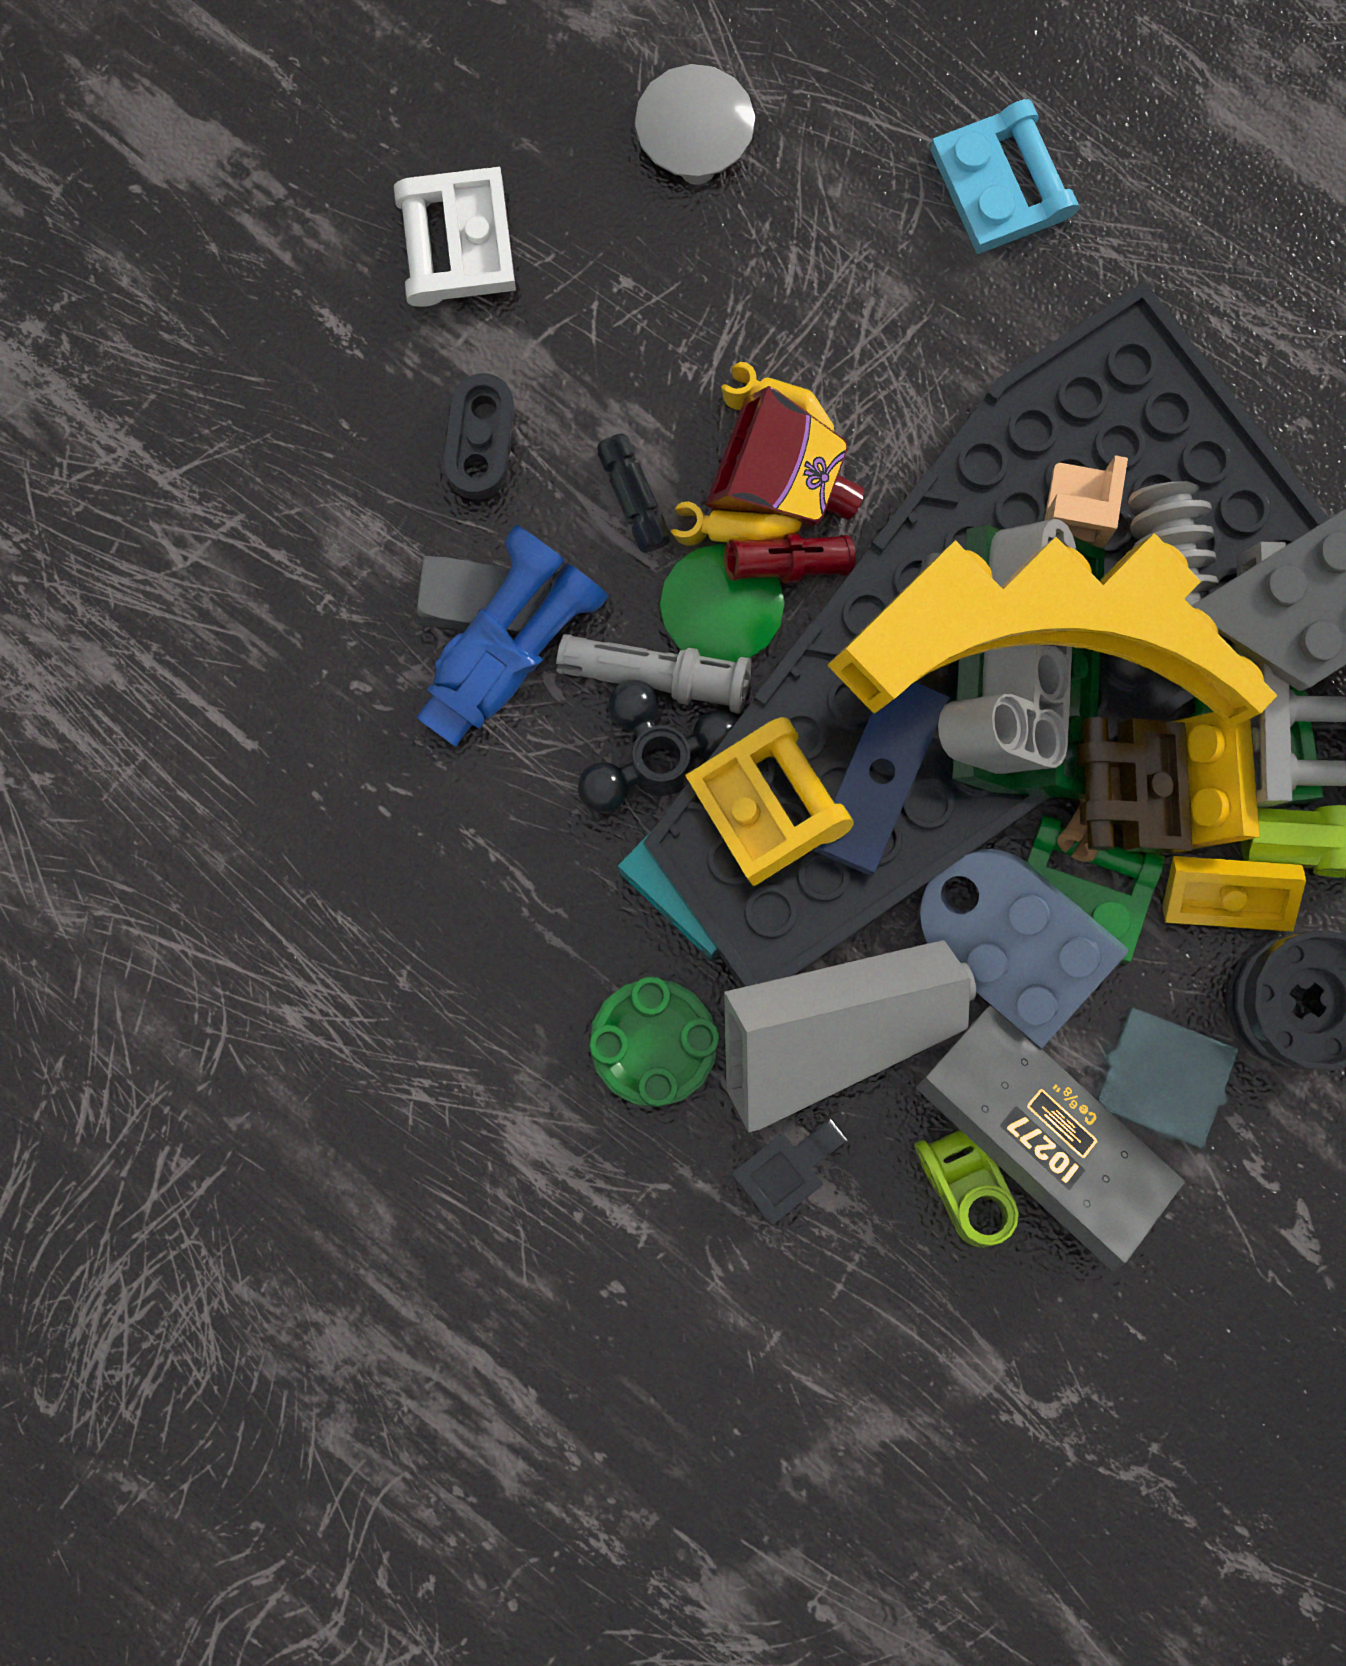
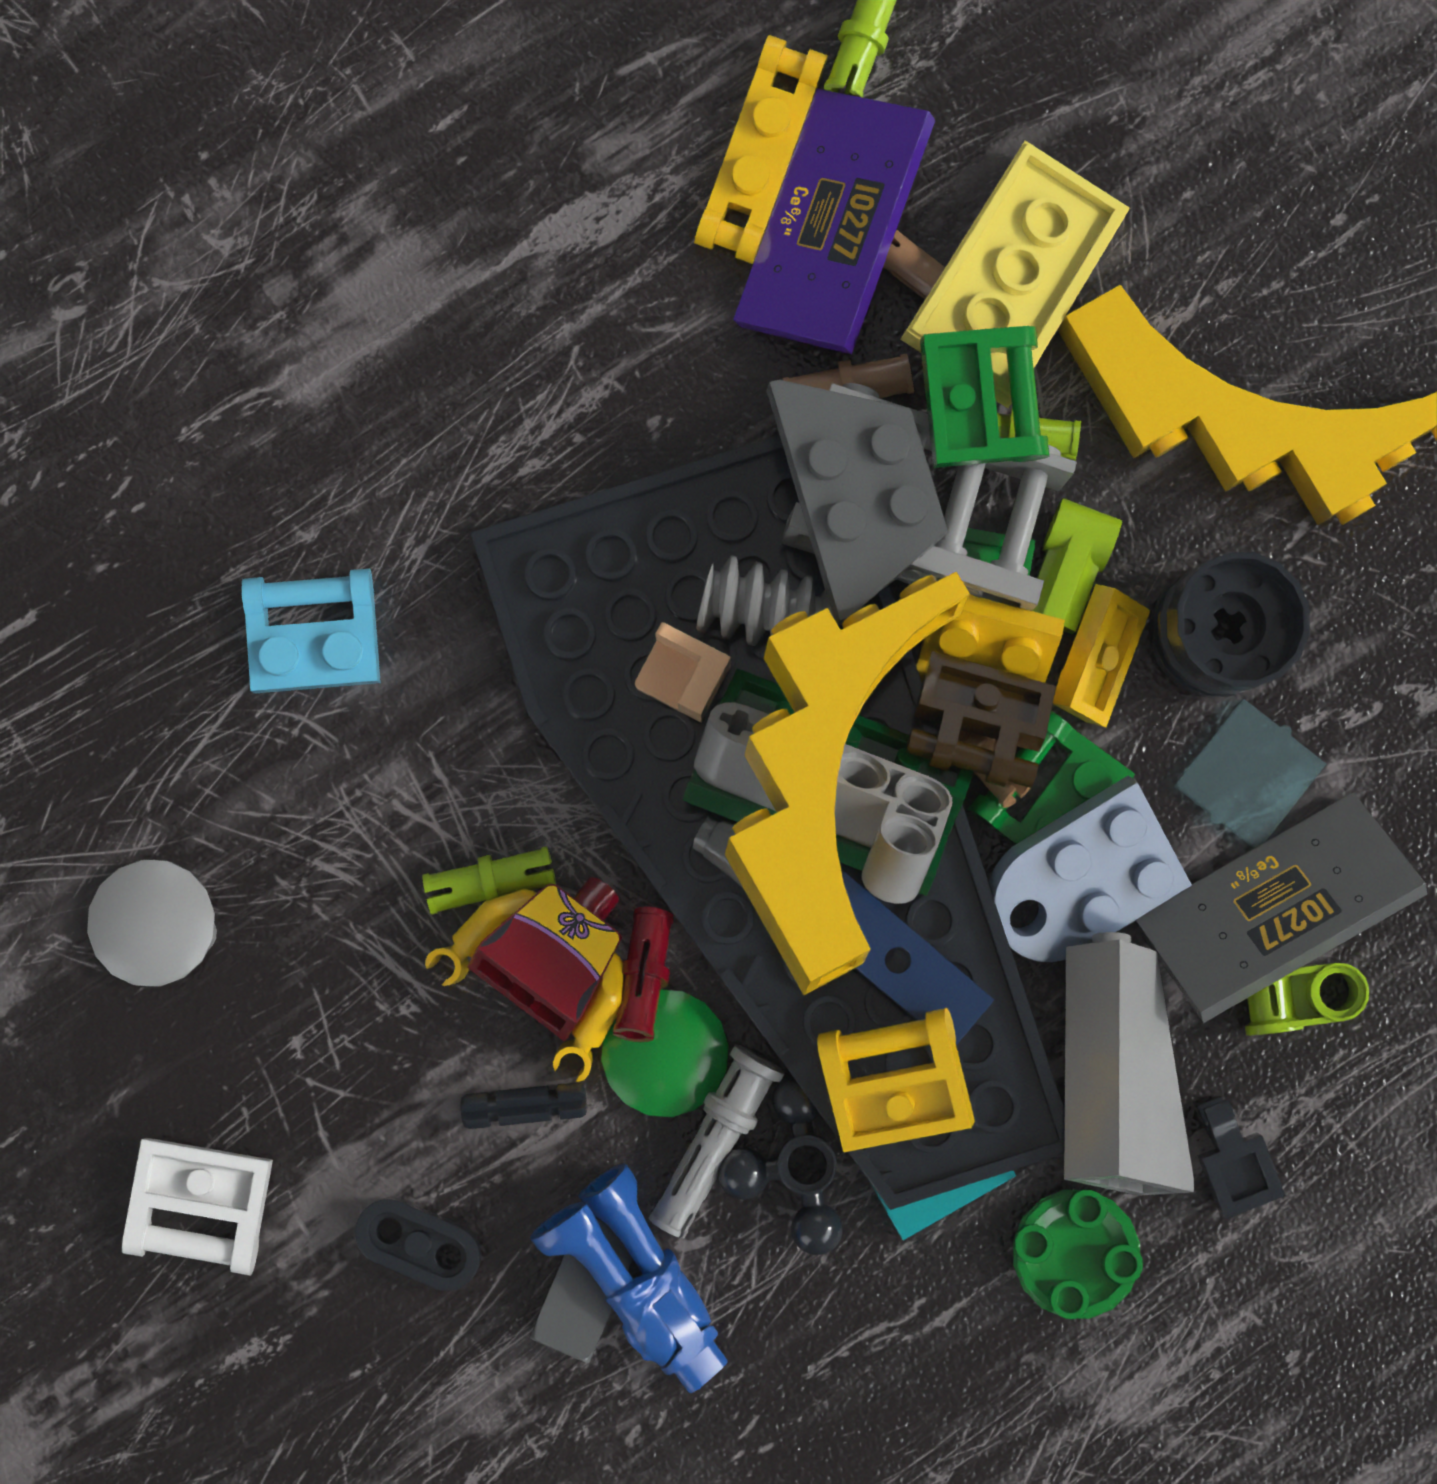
camera: 80 degrees left, 5 degrees up
(832, 395) = (488, 879): none -> lime pin

